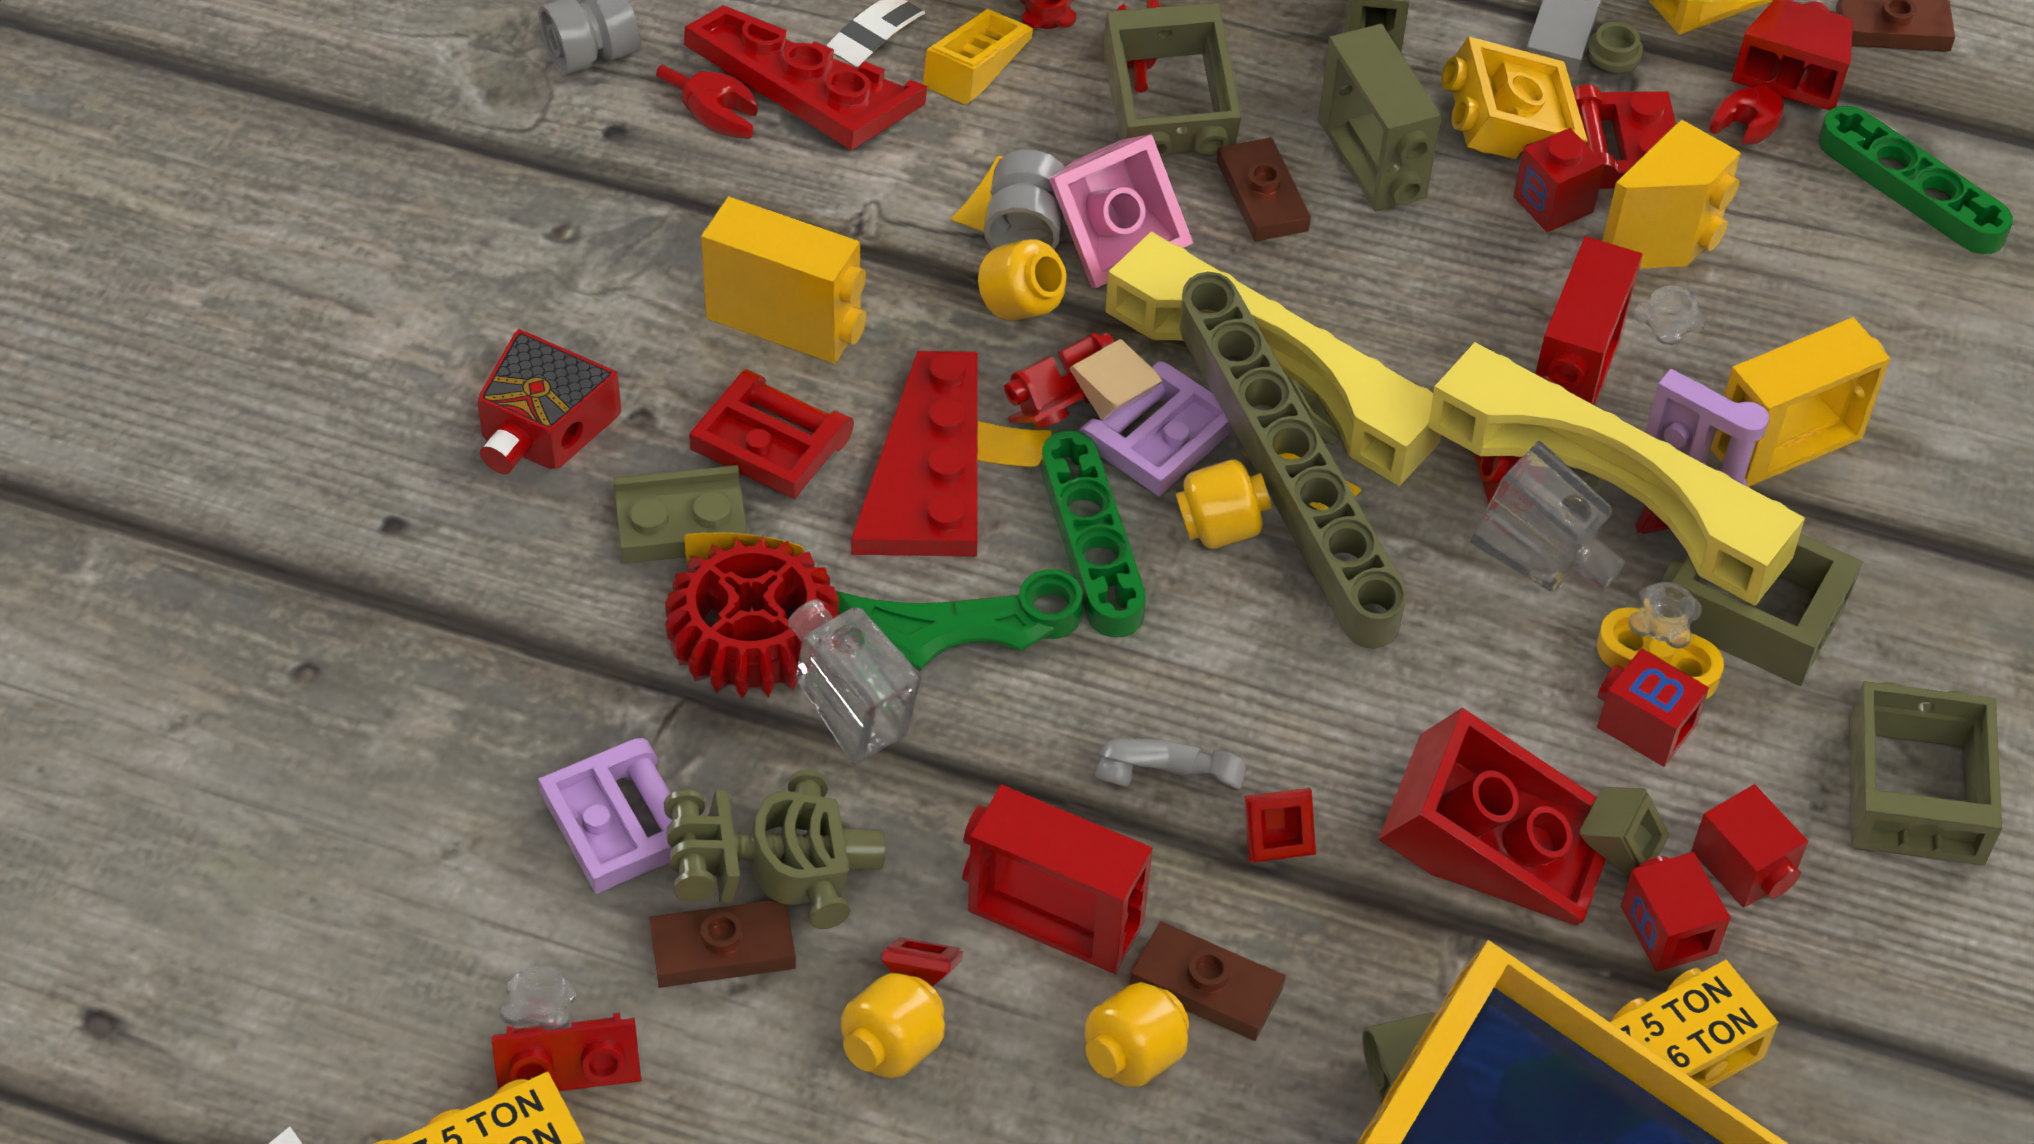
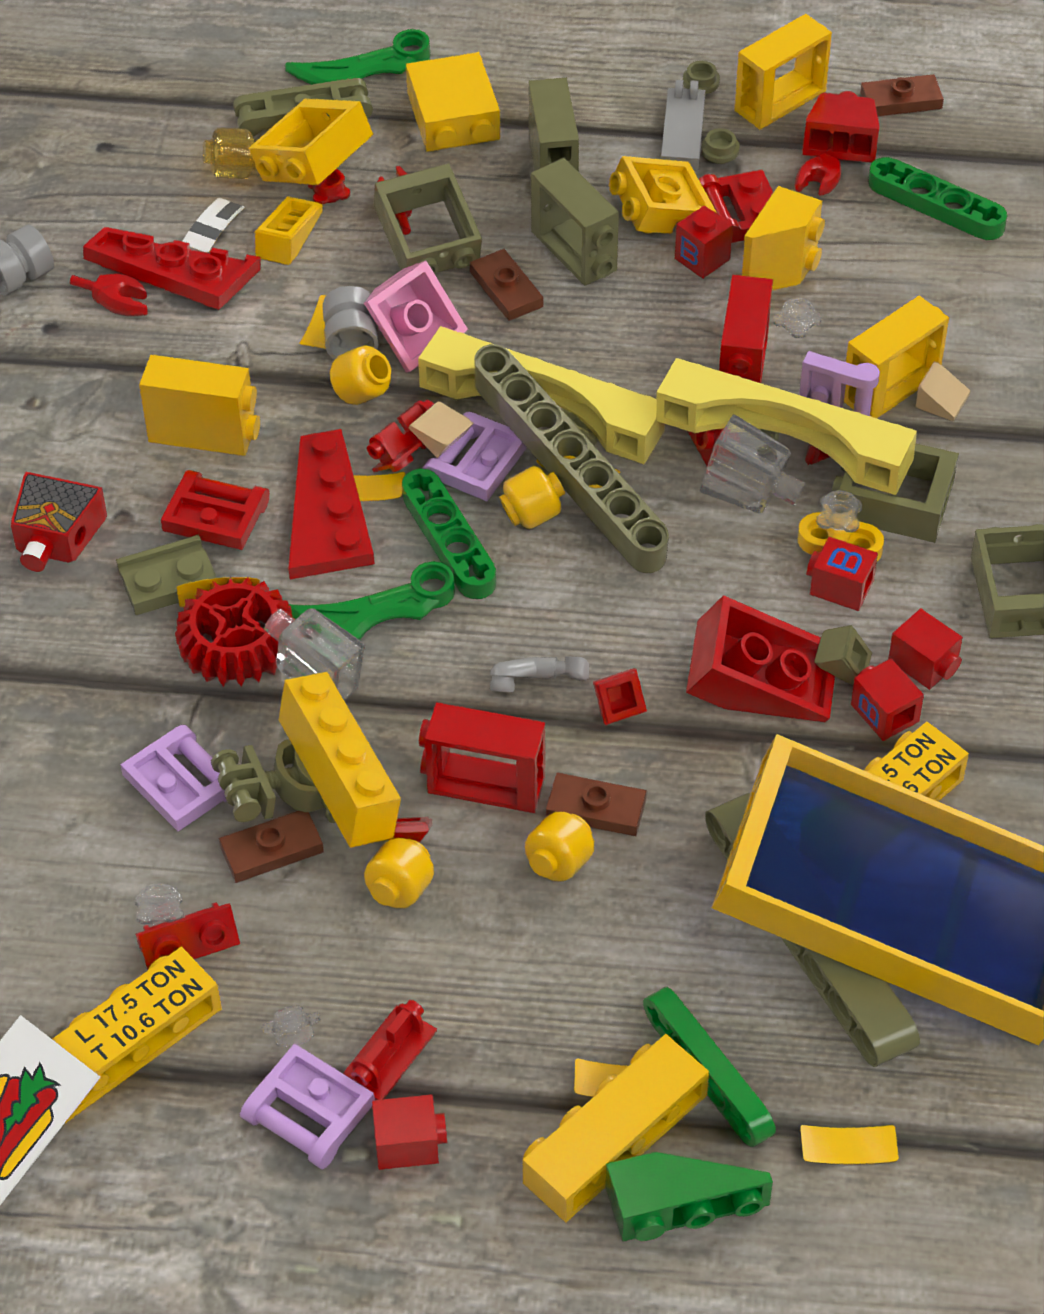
camera: 10 degrees left, 0 degrees up
(844, 840) = (339, 759): none -> yellow brick
(1858, 465) = (941, 393): none -> tan slope

